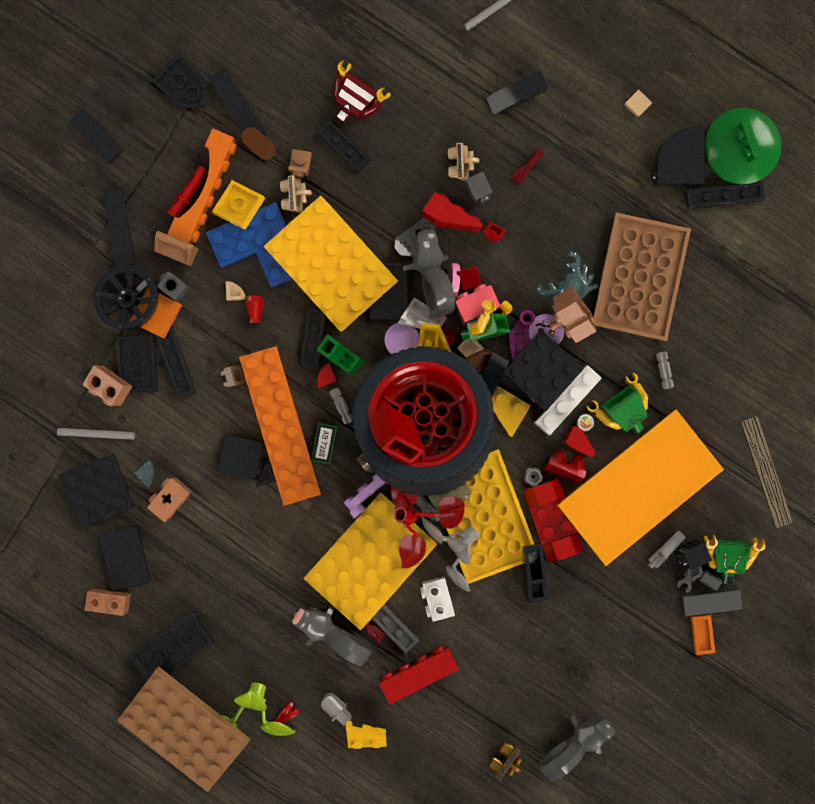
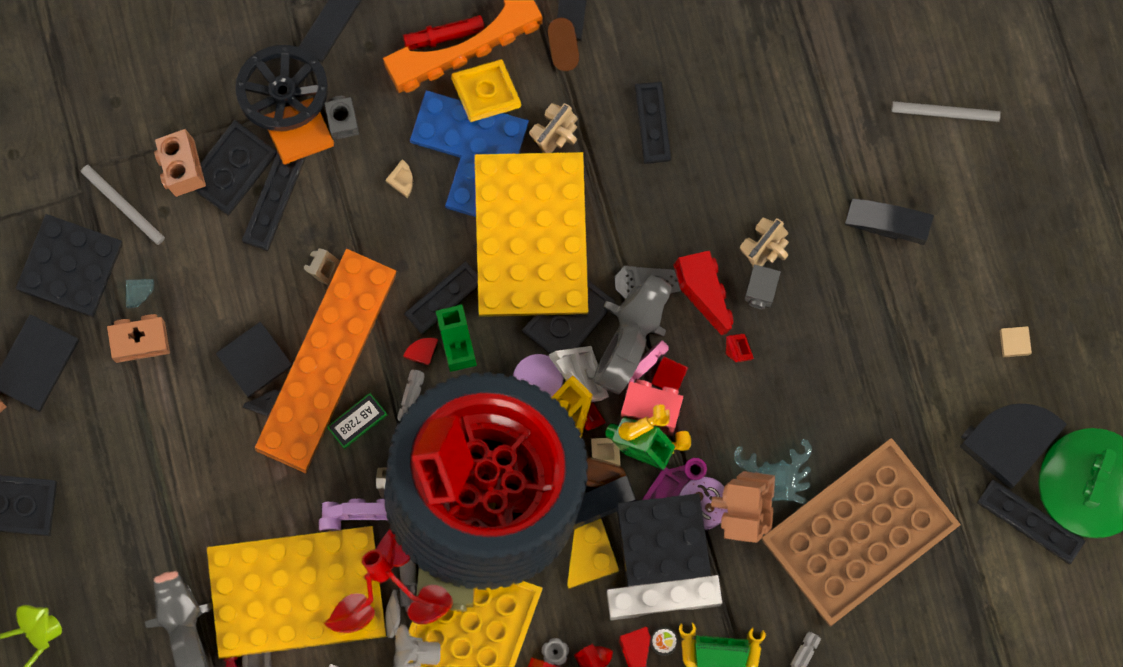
camera: 40 degrees right, 10 degrees down
(175, 248) = (378, 80): medium nougat tile -> none
(254, 307) = (408, 212): red cone -> none
(300, 163) = (590, 102): medium nougat bracket -> none
(355, 96) = (709, 80): dark red torso -> none
(520, 175) = (826, 310): dark red piece -> none

